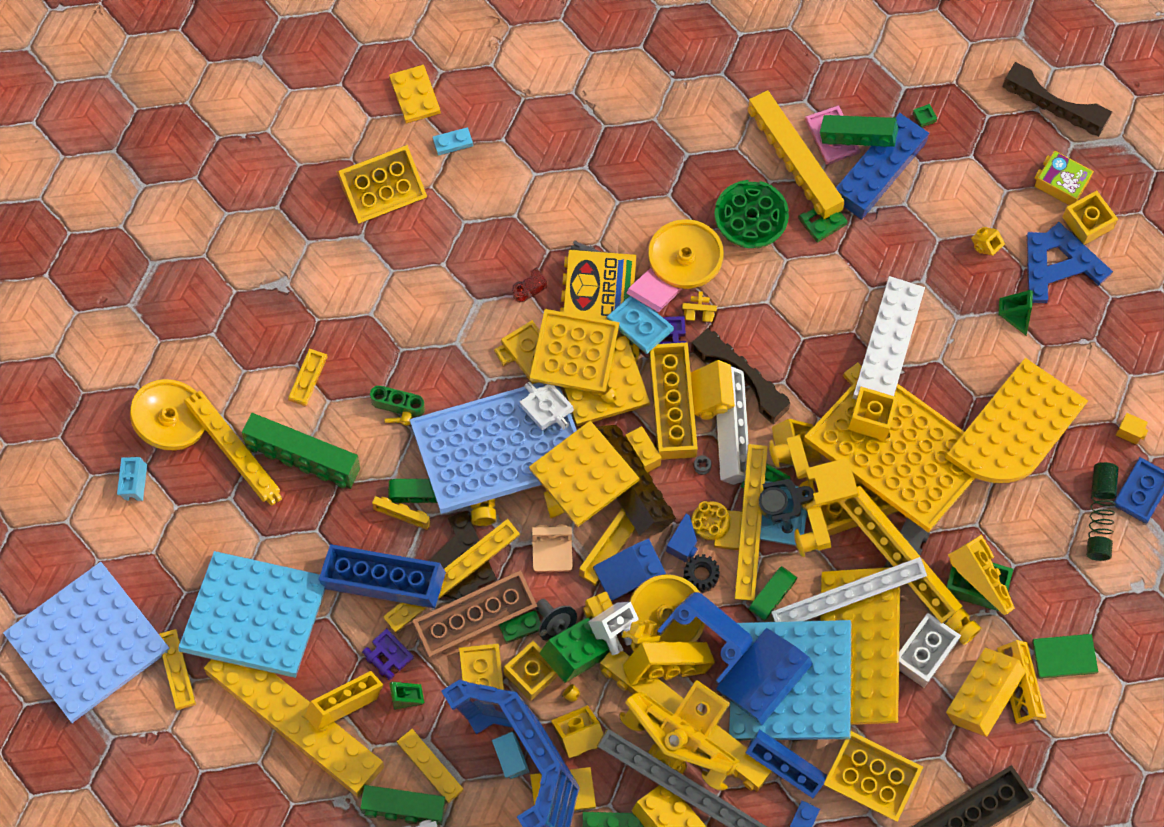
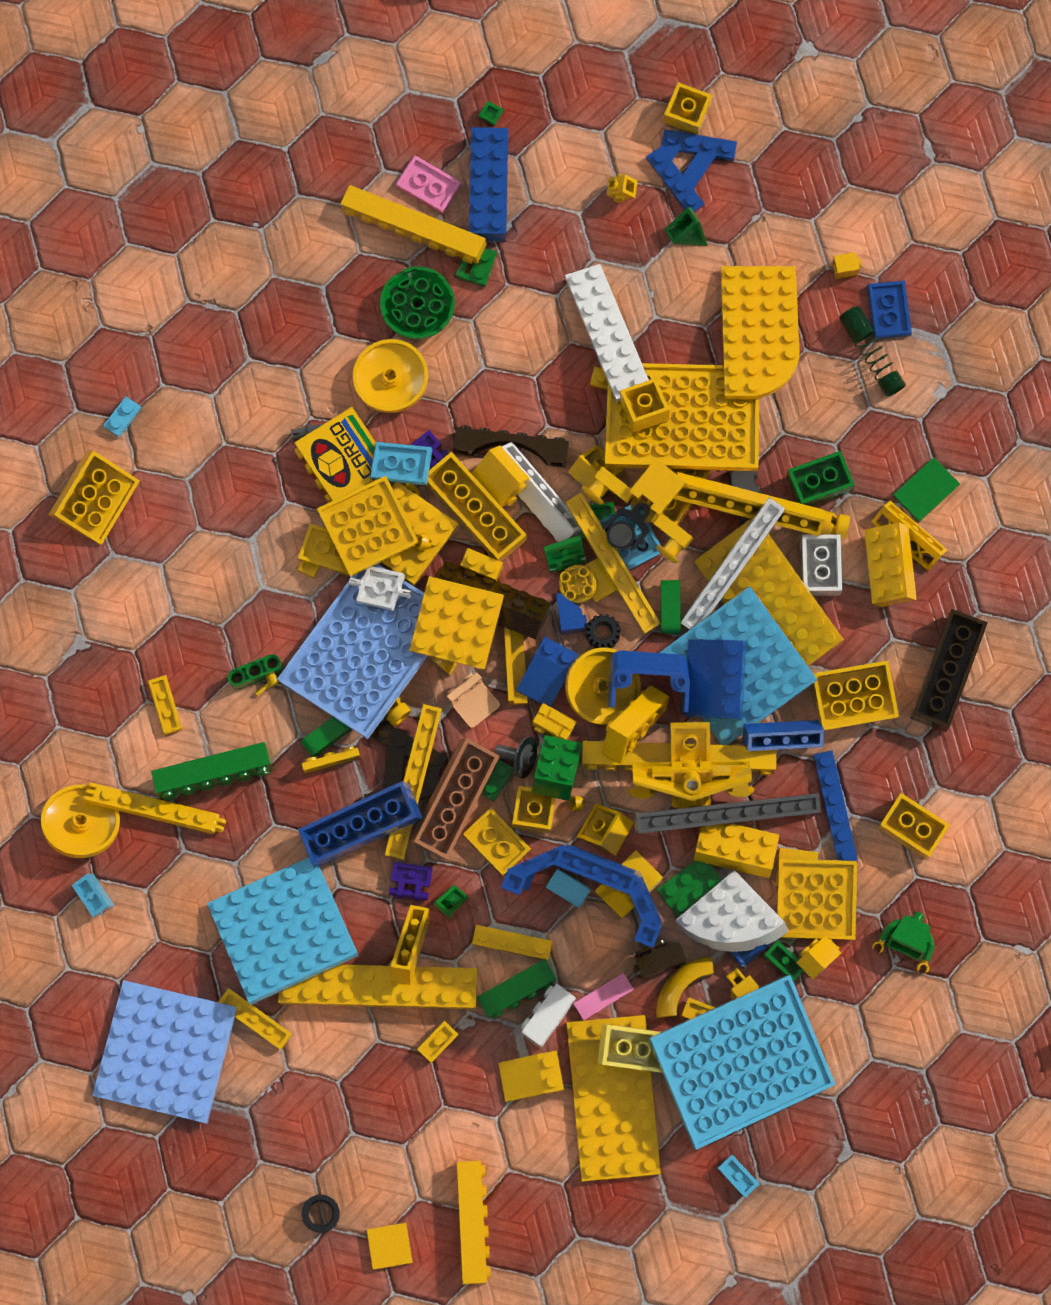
camera: 35 degrees left, 10 degrees up
(305, 799) = (437, 1042): none -> yellow plate
(414, 94) = (58, 398): yellow plate -> none
(529, 287) = (283, 502): clear red leg -> none
(611, 622) = (570, 726): white brick -> none
(641, 633) = (599, 718): yellow hips -> none
(652, 291) = (389, 428): bright pink tile -> none
(702, 471) = (540, 546): dark grey bush -> none
(708, 310) = (444, 411): yellow hips -> none
(718, 484) = (564, 554): none -> green plate
(859, 130) = (452, 168): green brick -> none
(975, 565) = (813, 471): yellow wedge -> none
(1063, 178) = (641, 89): brick -> none
(1087, 116) = (550, 27): dark brown arch -> none

